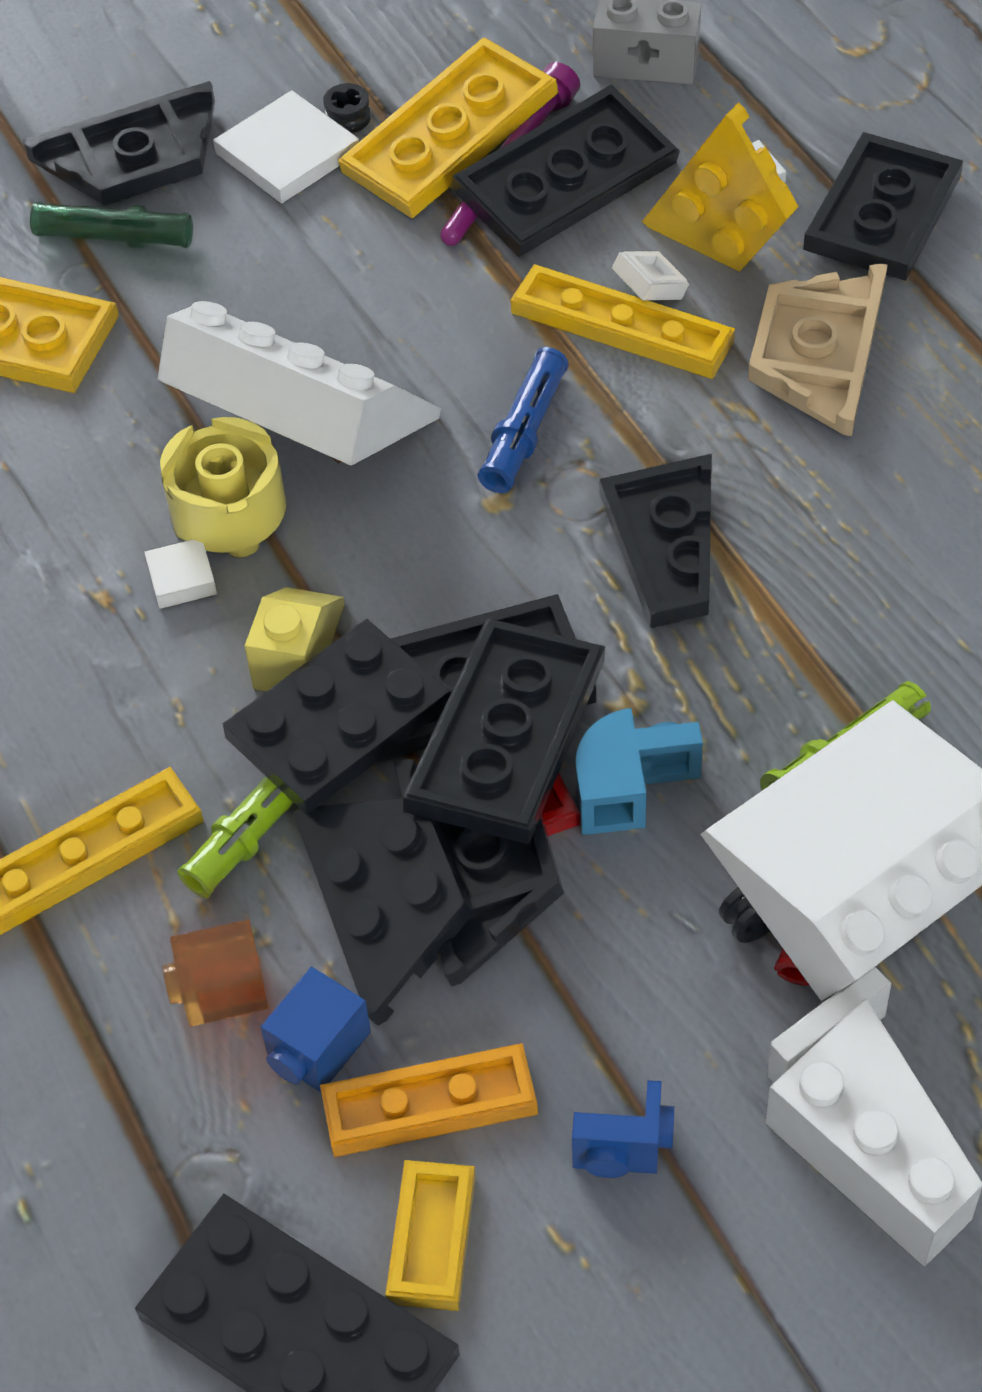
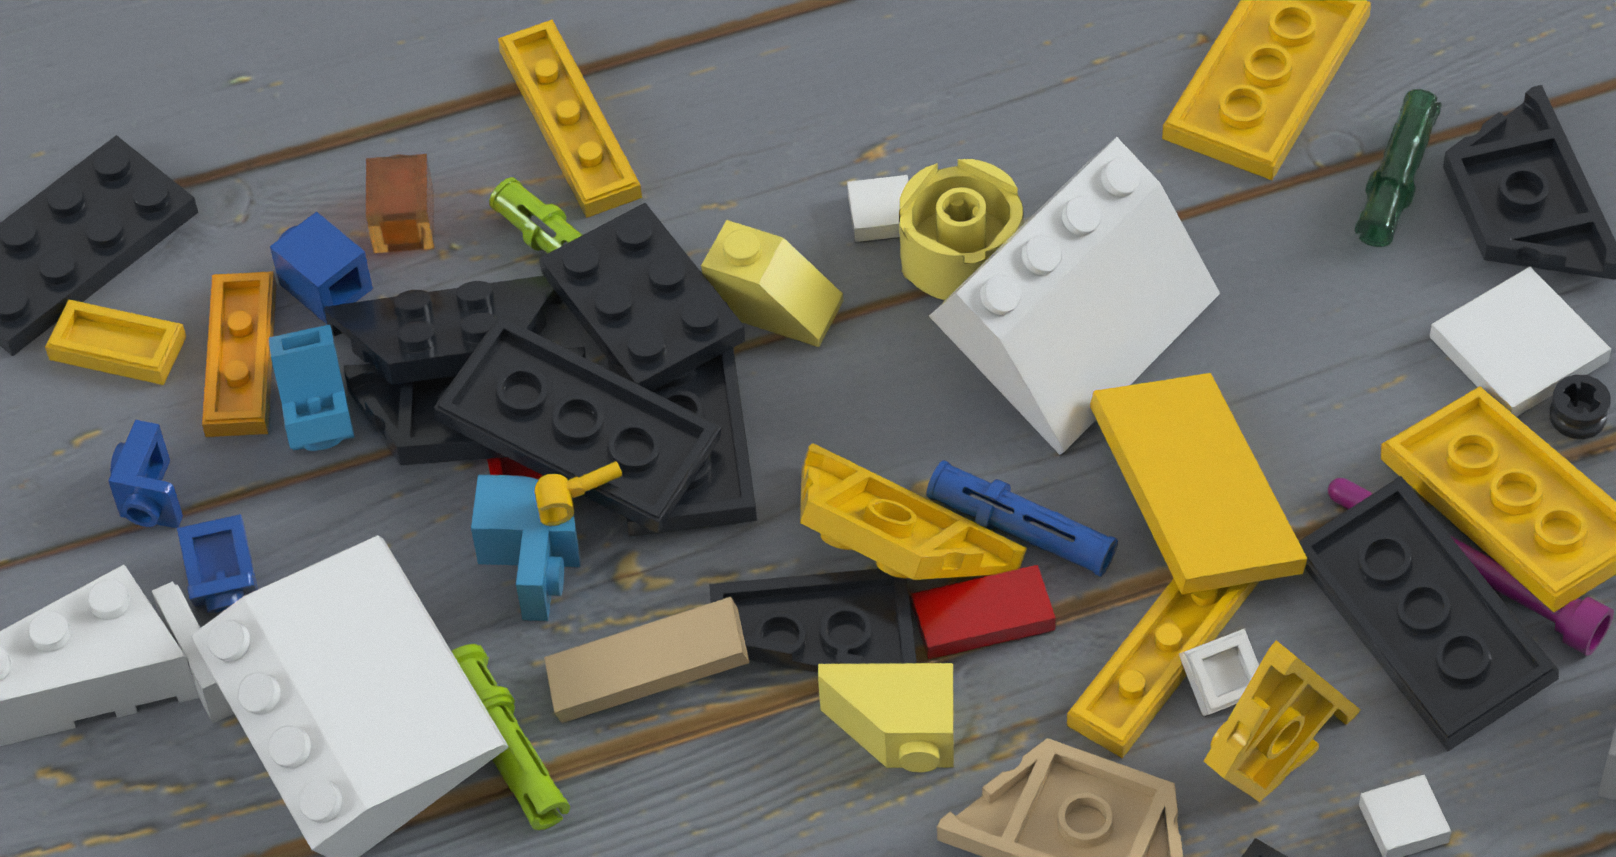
camera: 100 degrees right, 0 degrees up
(471, 305) = (1197, 483): none -> yellow tile
(498, 993) = (311, 389): none -> dark azure brick
(556, 496) = (895, 525): none -> yellow wing
(607, 717) = (555, 492): none -> yellow hand
(618, 431) = (983, 612): none -> red tile
(721, 1033) = (217, 562): none -> blue bracket
(743, 647) = (646, 660): none -> tan tile
(747, 464) = (894, 710): none -> light yellow slope

